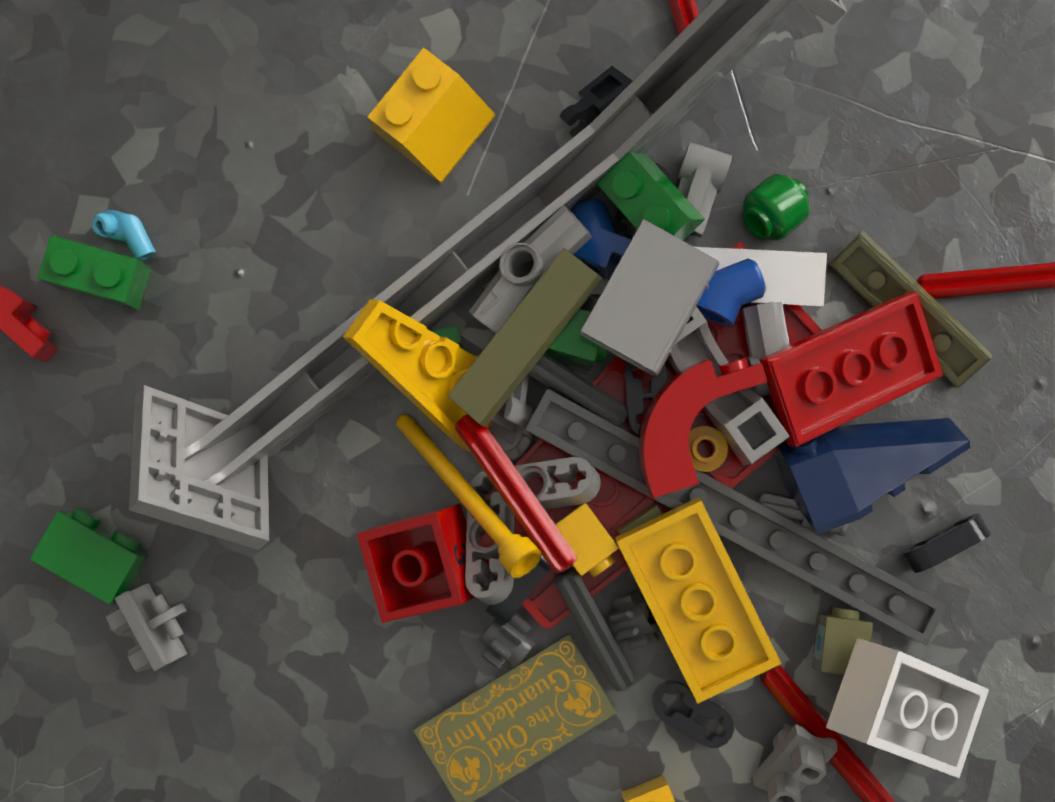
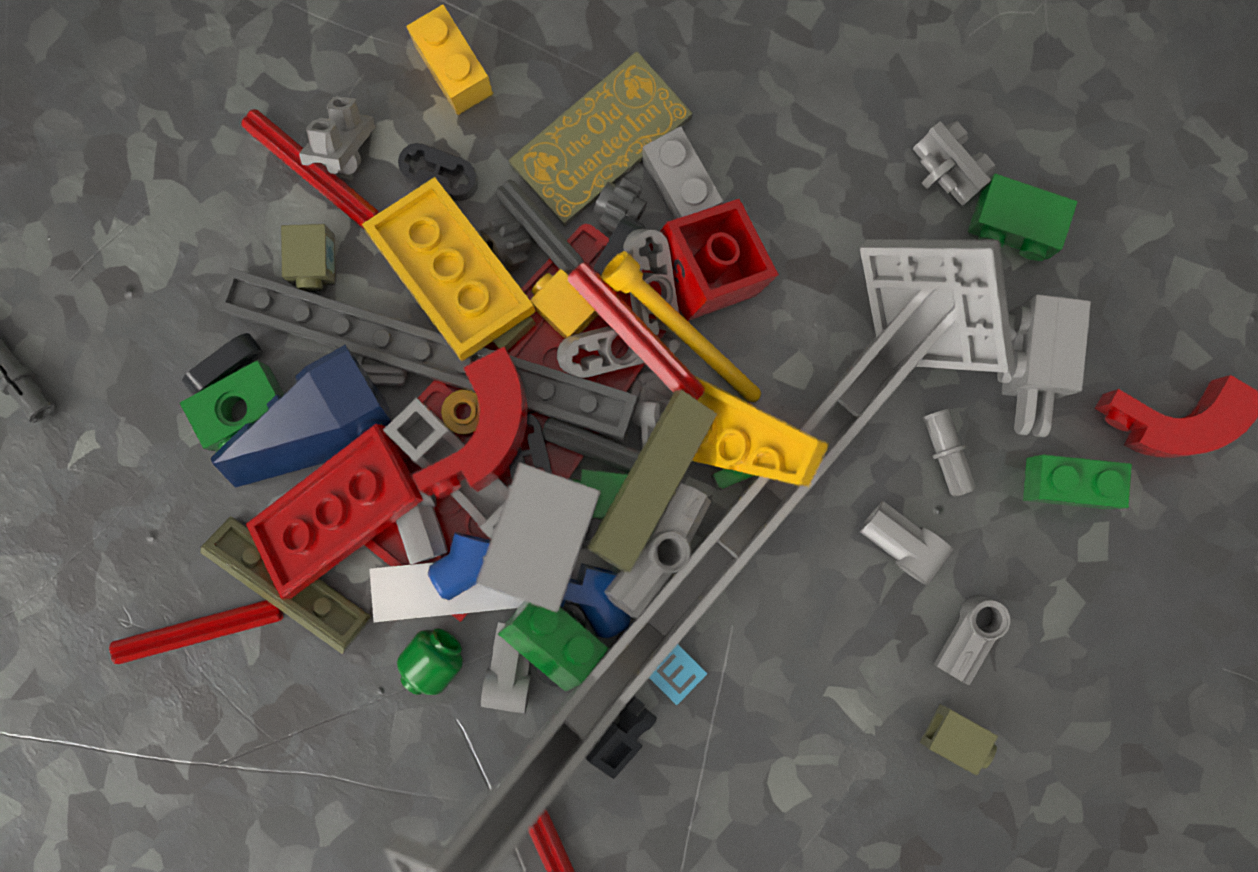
camera: 175 degrees right, 0 degrees up
(98, 400) = (1048, 358): none -> light grey brick
(124, 228) = (1056, 533): medium azure arm -> none
(215, 327) = (949, 452): none -> light grey axle
(234, 134) = (969, 644): none -> light grey piece
(265, 43) = (960, 740): none -> olive brick
(273, 237) = (914, 548): none -> light grey piece
(431, 116) = (782, 695): yellow slope -> none
(437, 658) = (679, 174): none -> light grey brick
(528, 151) = (678, 674): none -> medium azure tile
(907, 707) = (239, 201): white brick -> none
(964, 497) = (212, 407): none -> green brick

